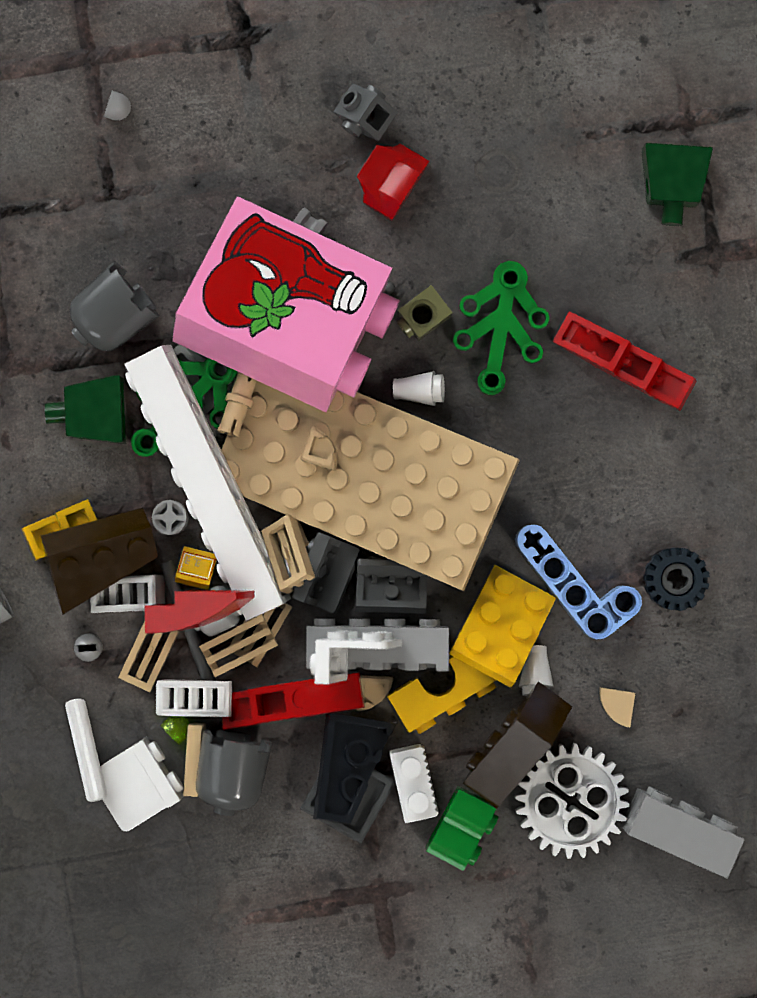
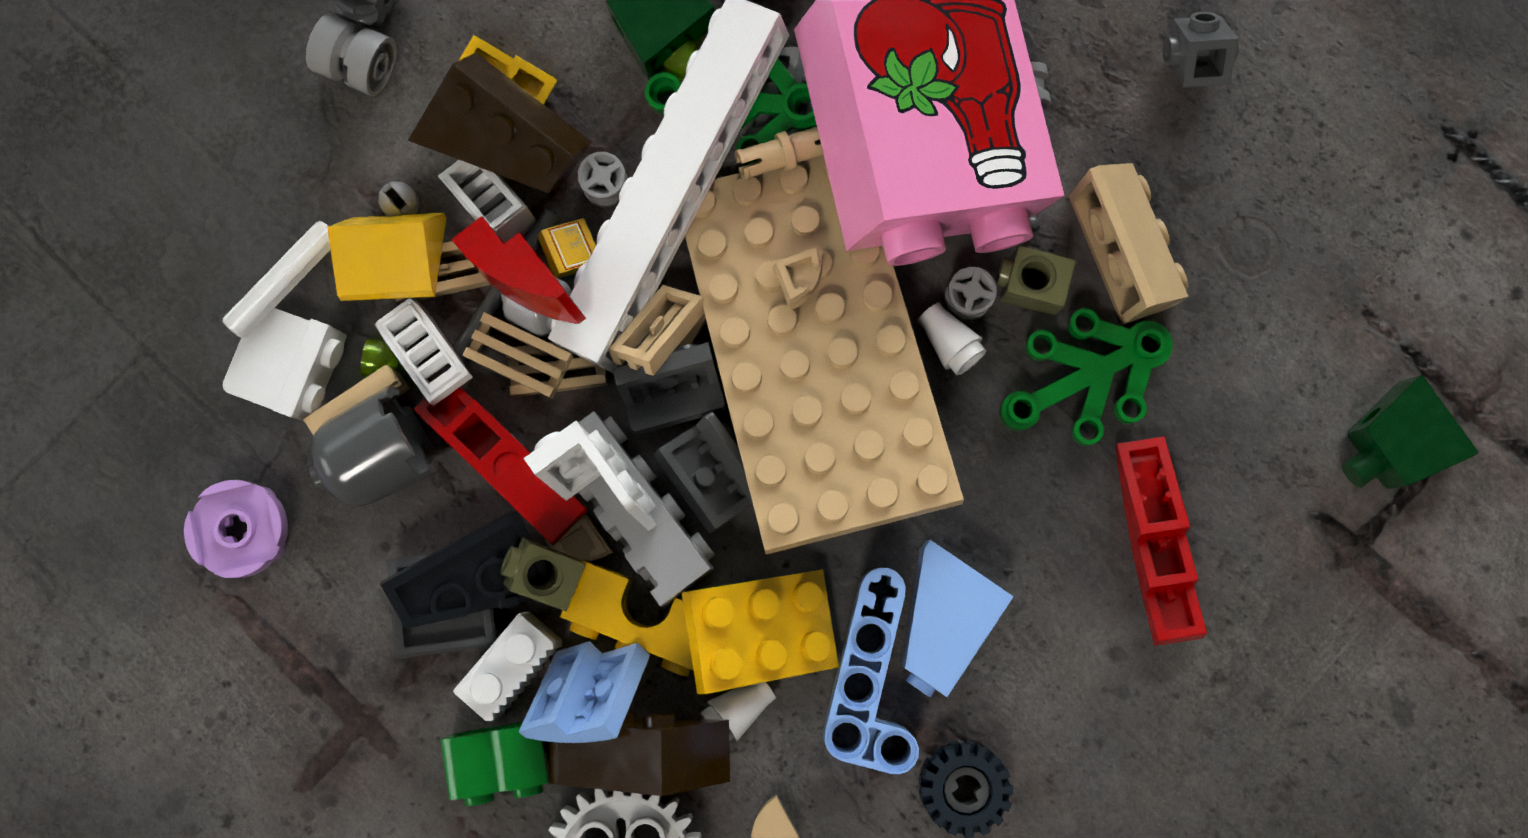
camera: 60 degrees right, 5 degrees down
(121, 676) = (387, 256): none -> yellow slope
(134, 416) = (677, 62): none -> clear neon green hinge
(221, 901) = (214, 512): none -> lavender plate
(390, 178) = (1151, 133): red slope -> none
(391, 719) = (560, 585): none -> olive brick
(406, 352) = (973, 284): none -> light grey wheel
(444, 243) = (1128, 242): none -> tan slope
(463, 750) = (585, 694): none -> light blue slope
(577, 516) = (947, 619): none -> light blue slope

